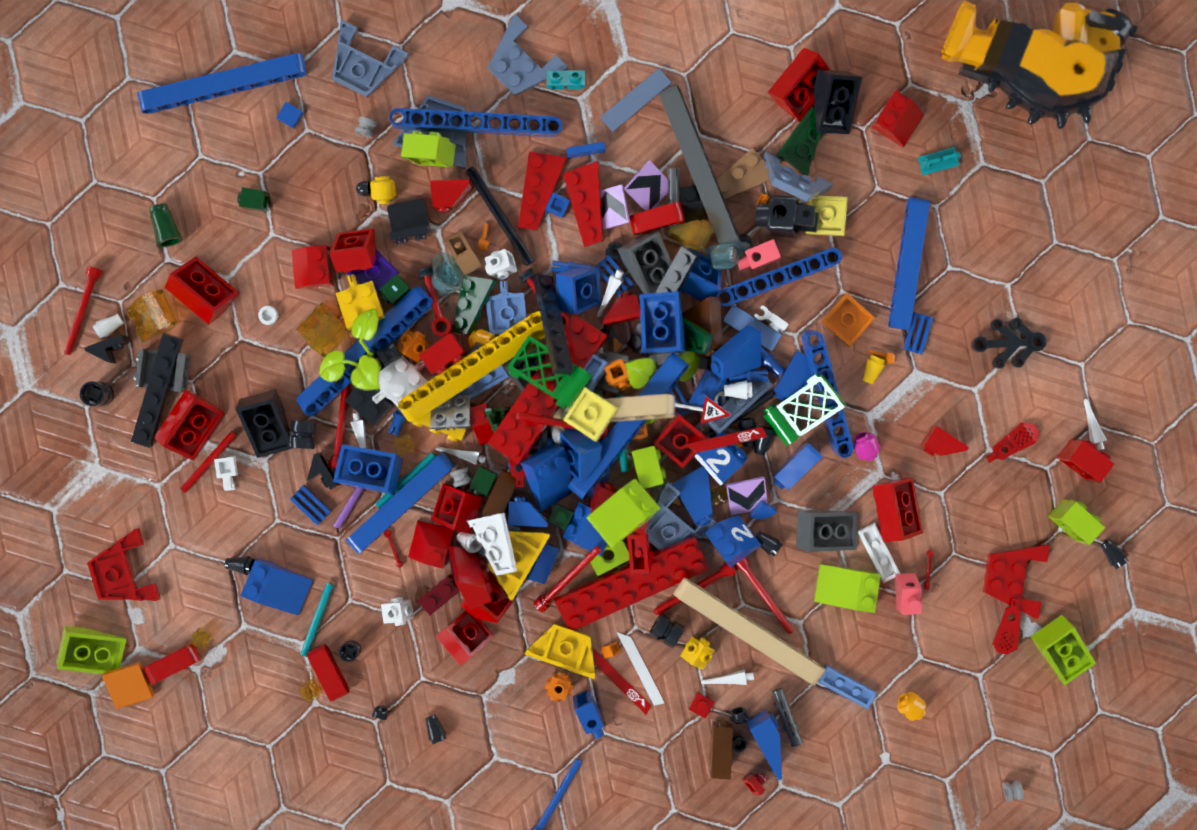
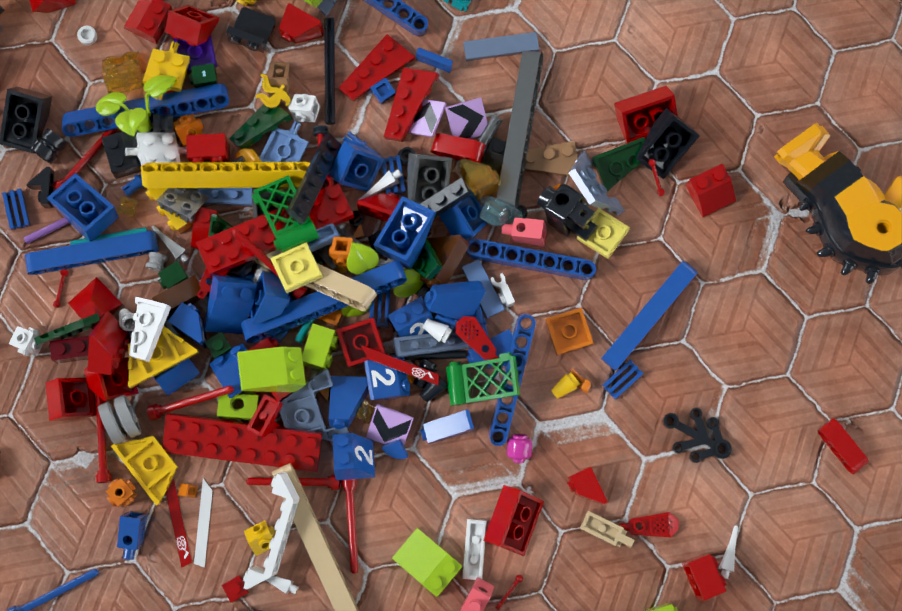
camera: 25 degrees right, 10 degrees down
(359, 429) = (99, 170): white piece -> none
(426, 273) = (238, 80): red piece -> none
(426, 581) = (69, 330): none -> dark green wing
(445, 273) = (250, 87): clear light blue piece -> none
(456, 508) = (133, 283): red slope -> none
(471, 274) = (274, 100): none -> yellow piece
(482, 243) = (301, 82): orange hand -> none
(519, 629) = (119, 420): none -> light grey wheel
(532, 680) = (103, 474): none -> red piece
(666, 630) = (246, 501): black wheel -> none
(697, 604) = (283, 487): none -> white slope
(711, 410) = (402, 332): piece -> none
(769, 544) = (383, 482): black cone -> none
(779, 379) = (478, 341): none -> red piece
(826, 530) = (441, 501): dark grey slope -> none
(853, 147) = (660, 191): none -> red hinge
(939, 161) = (726, 246): teal hinge -> none
(979, 470) = (605, 530): none -> tan hinge
(1138, 276) = (843, 446): none -> red beam

